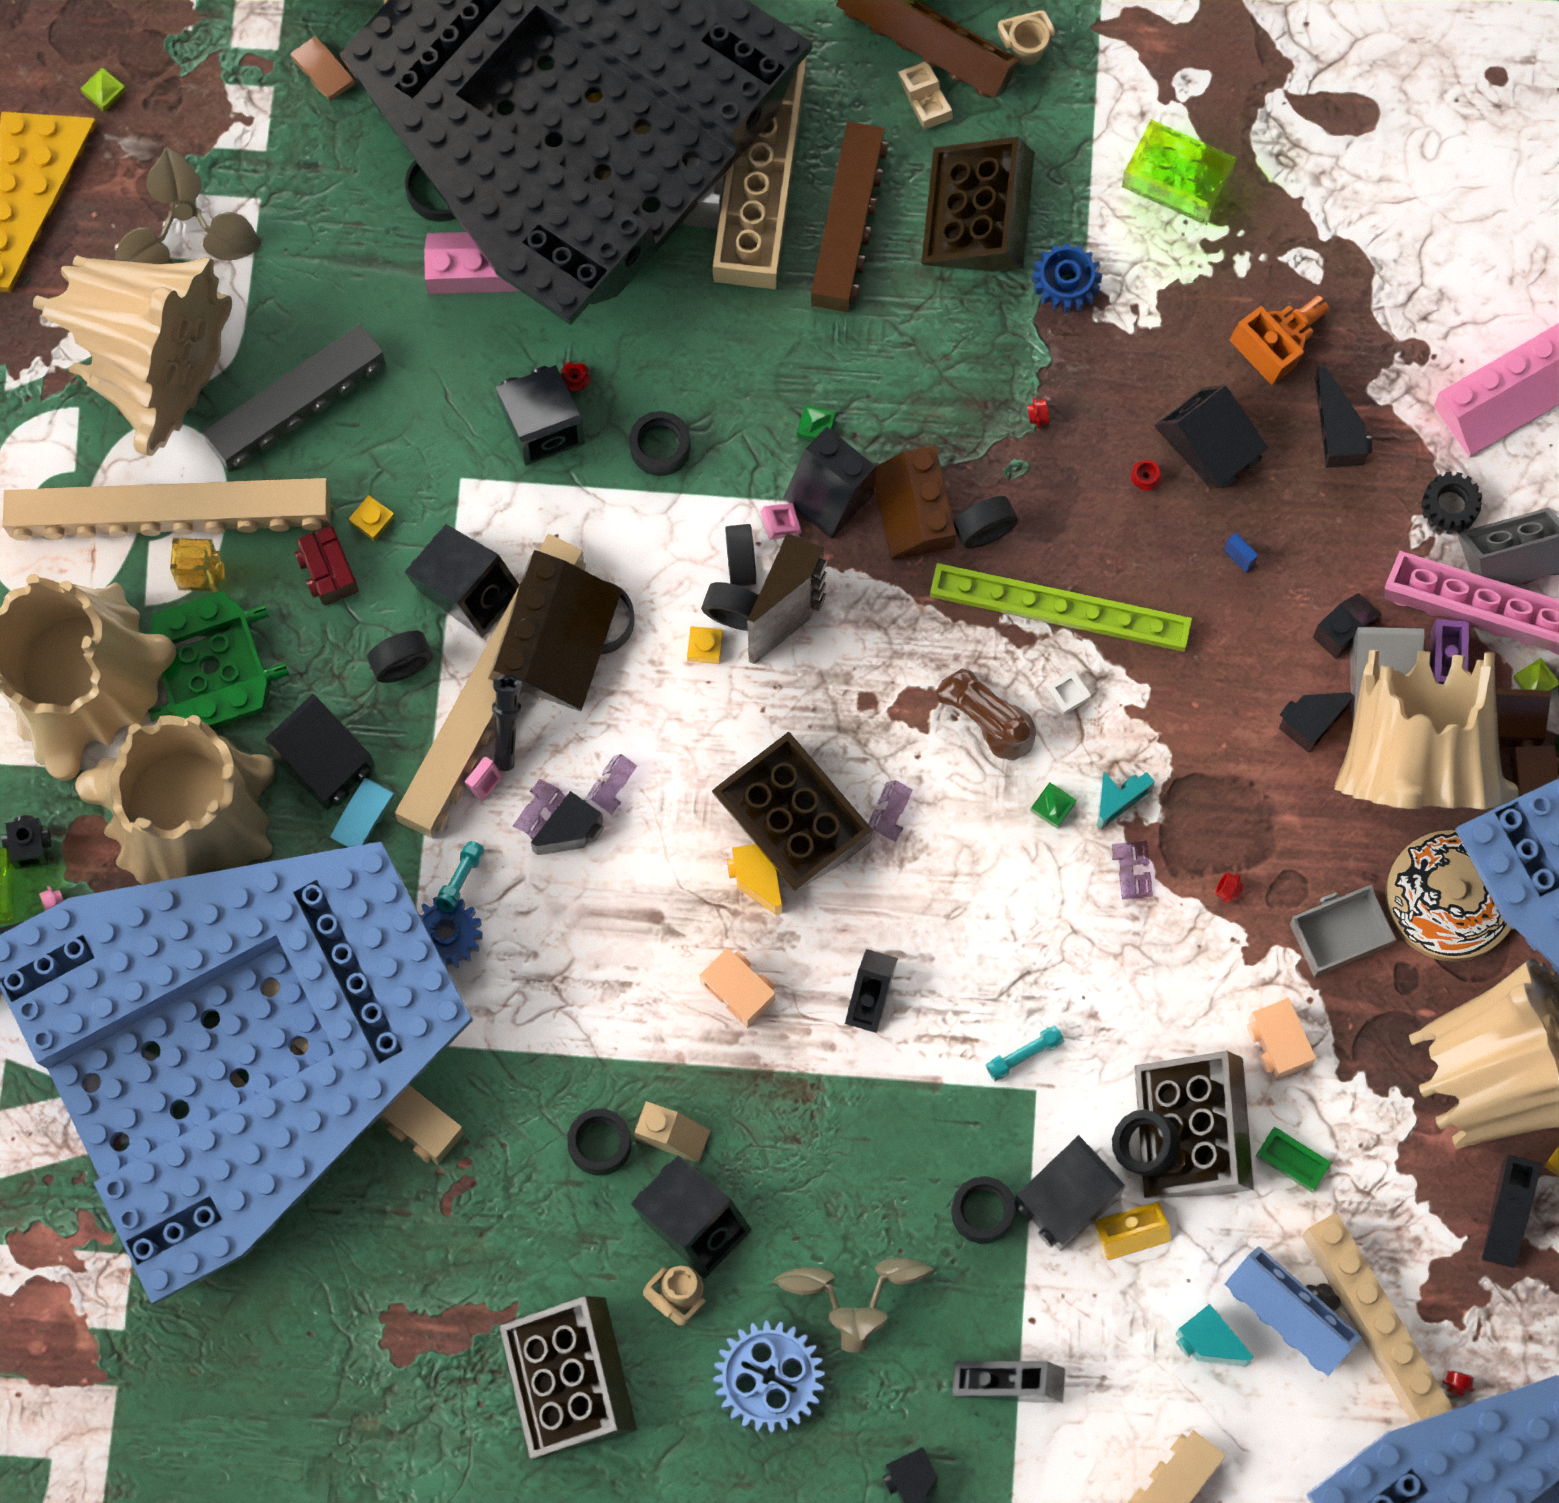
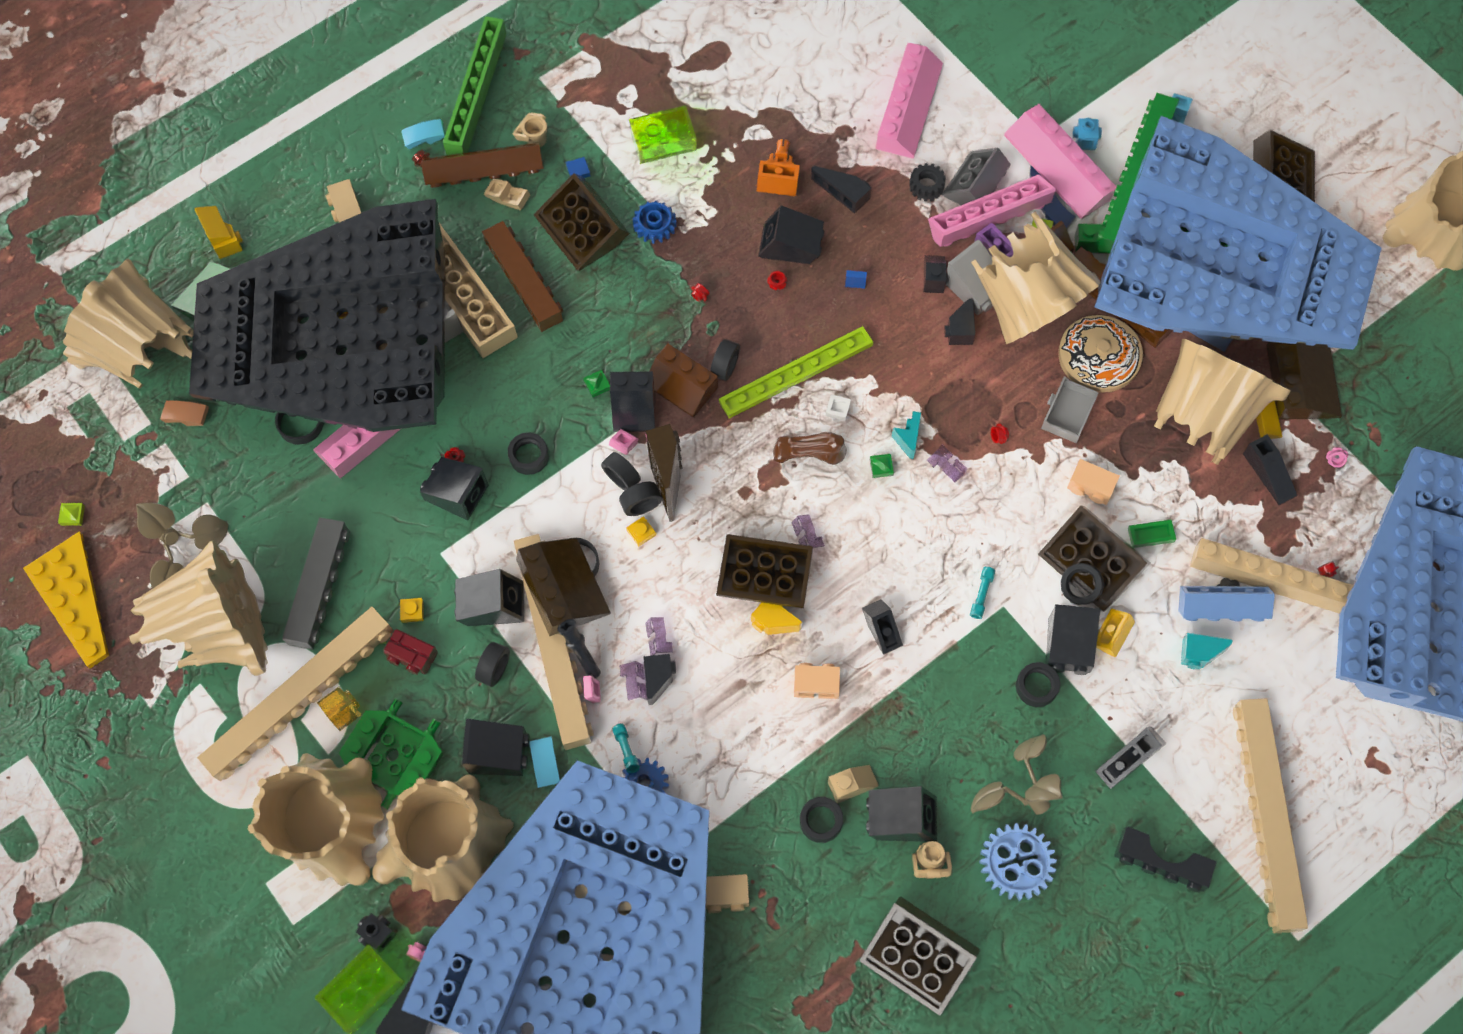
camera: 40 degrees left, 5 degrees down
(1040, 131) = (579, 167): none -> blue tile

